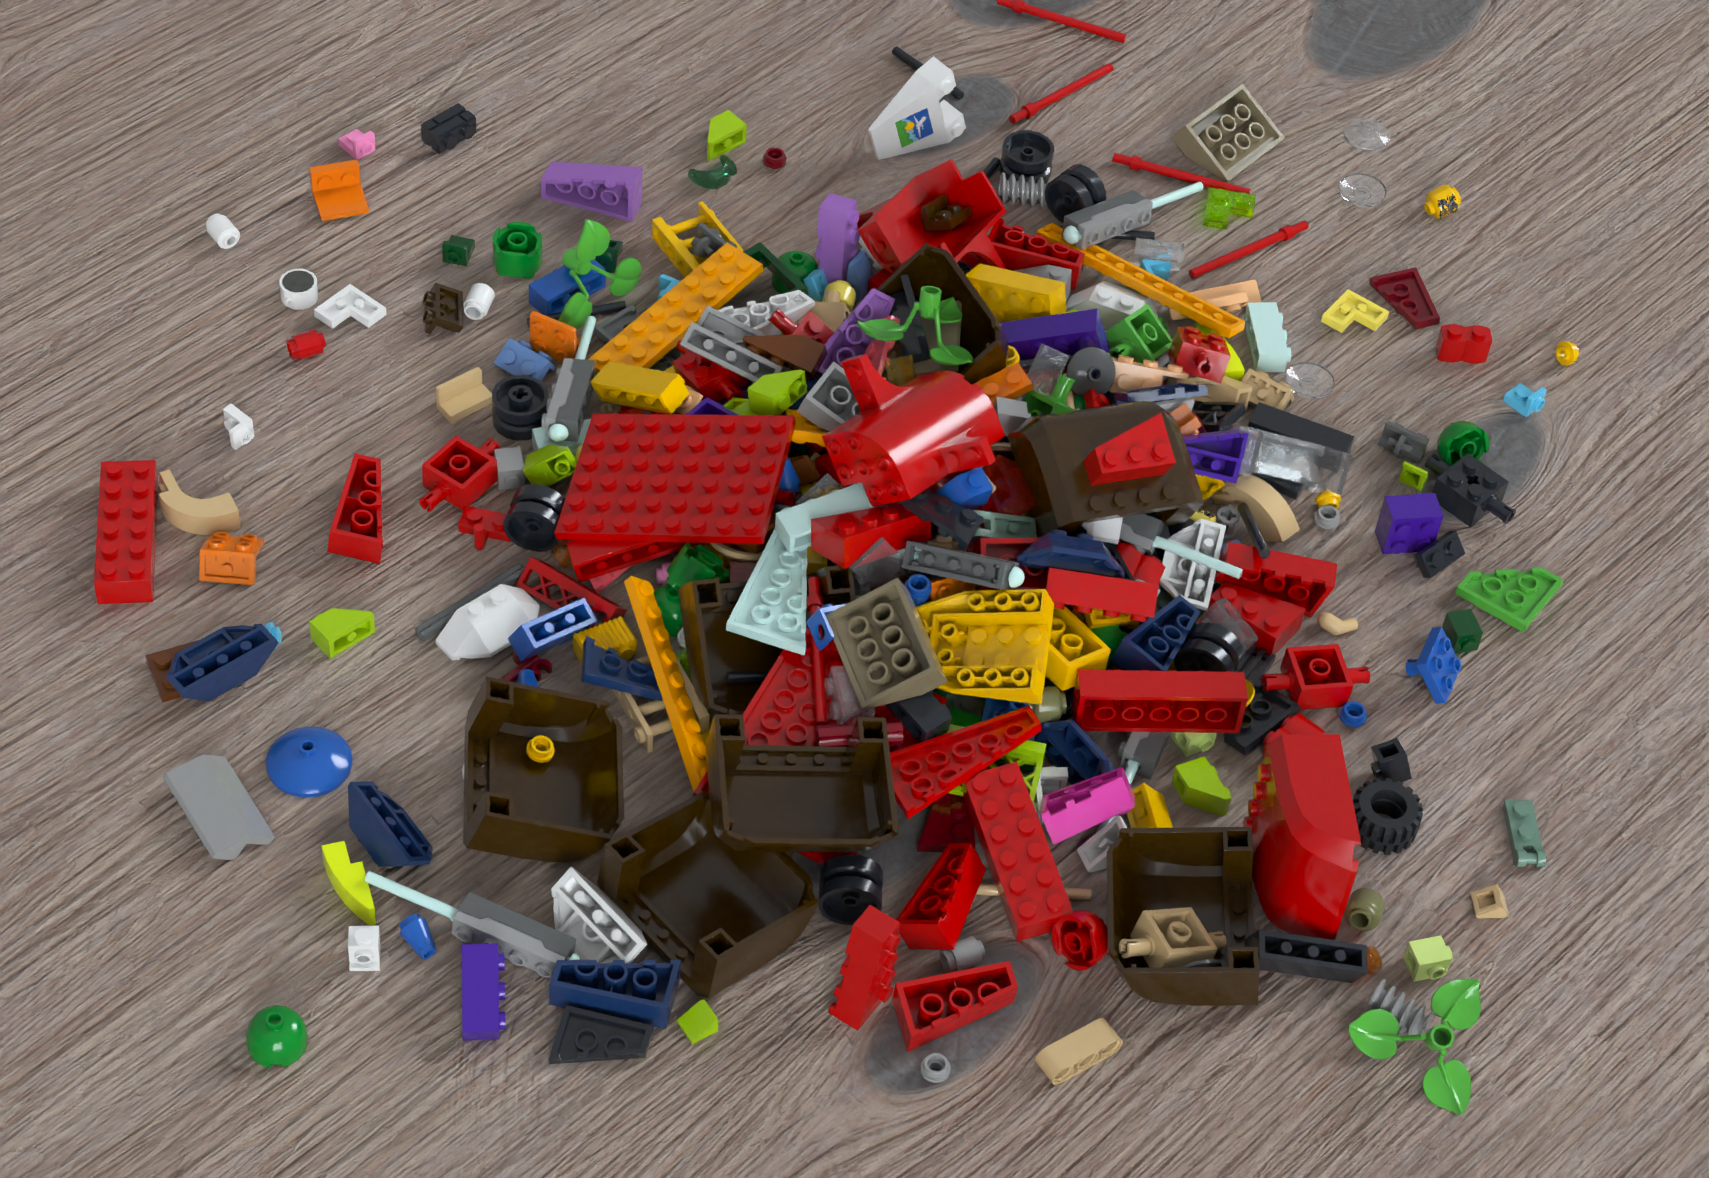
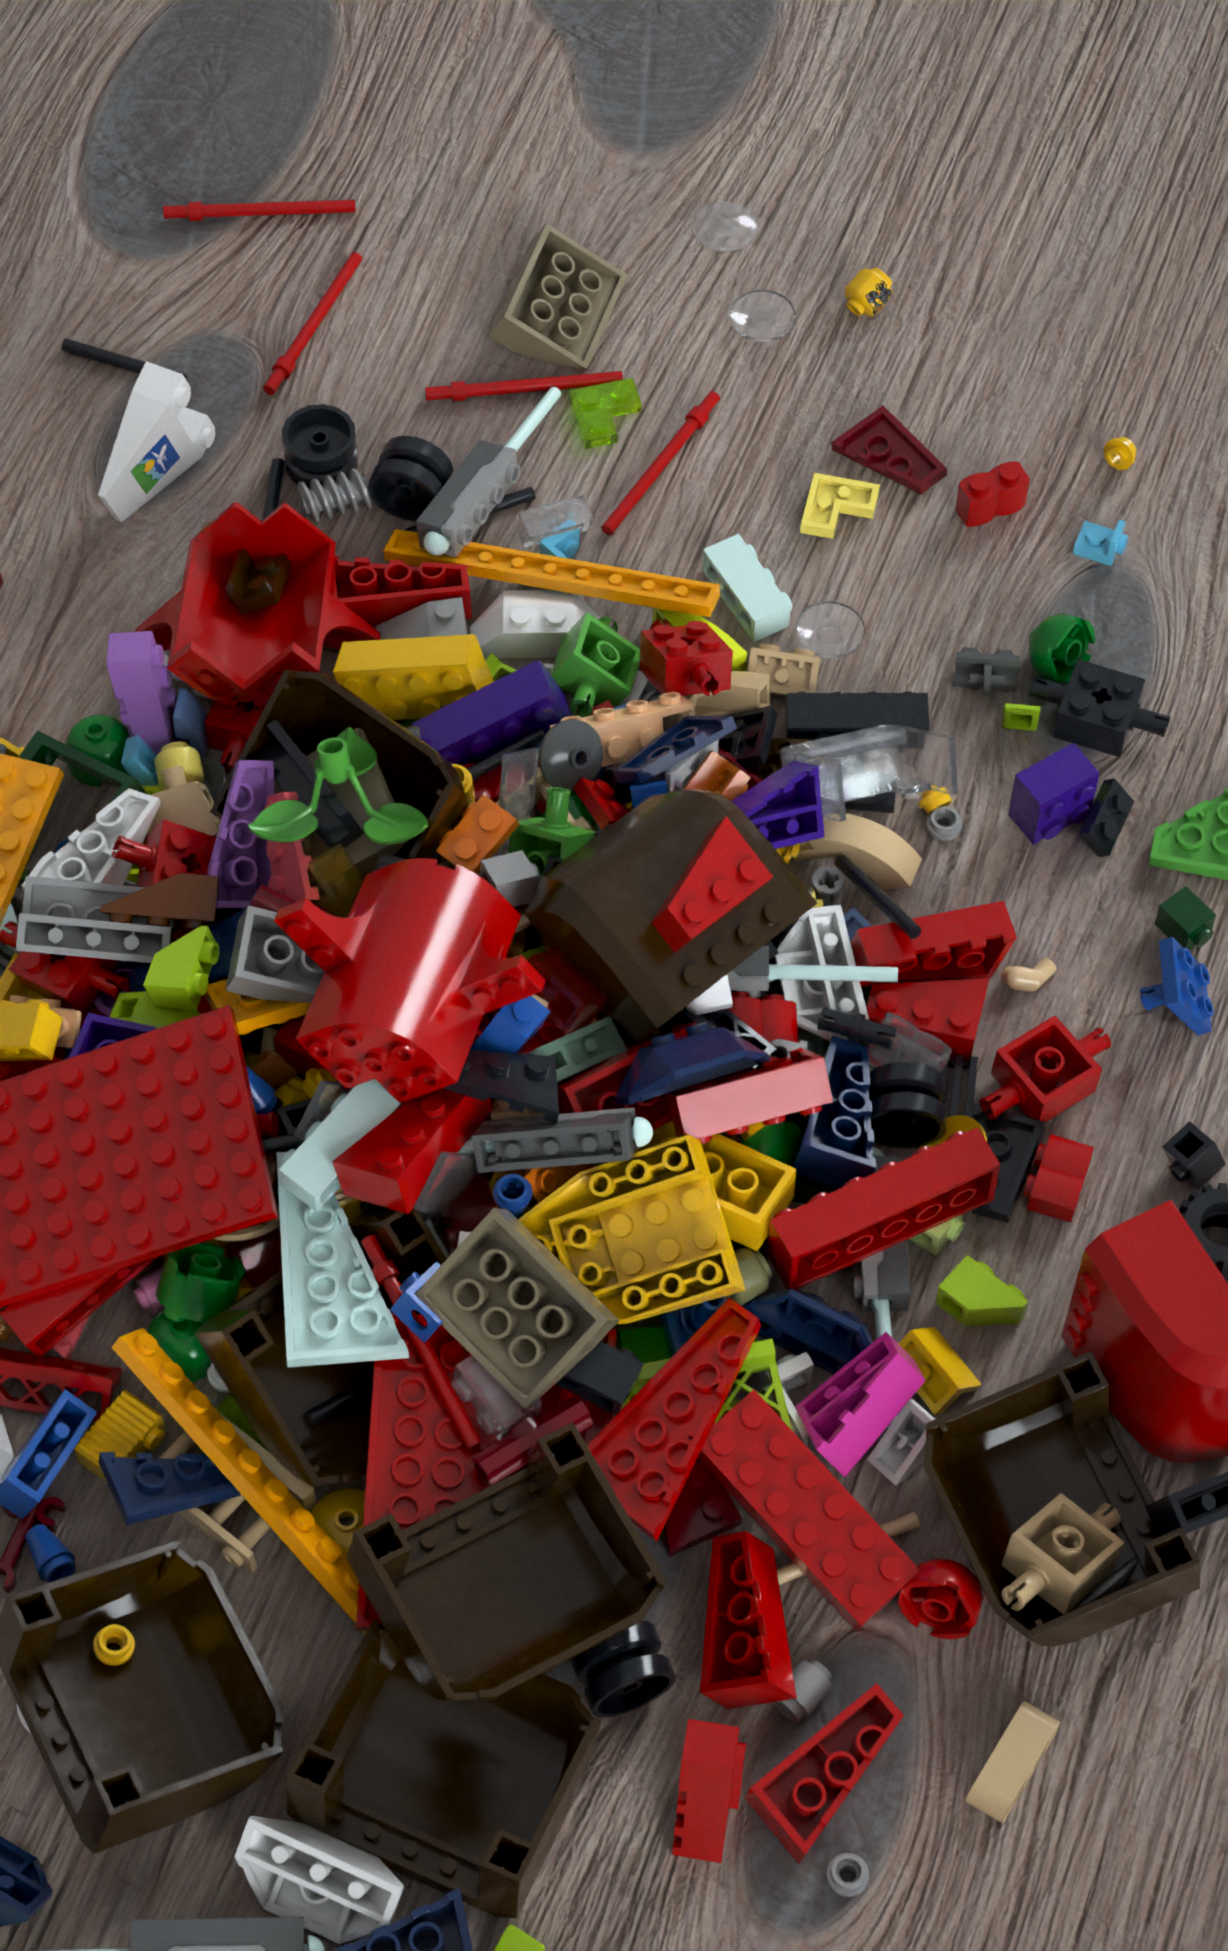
camera: 20 degrees left, 10 degrees up
(1198, 596) = (857, 1028): none -> black pin
(1226, 297) = (669, 549): light nougat bracket -> none
(1353, 714) = (1111, 1092): blue plate -> none

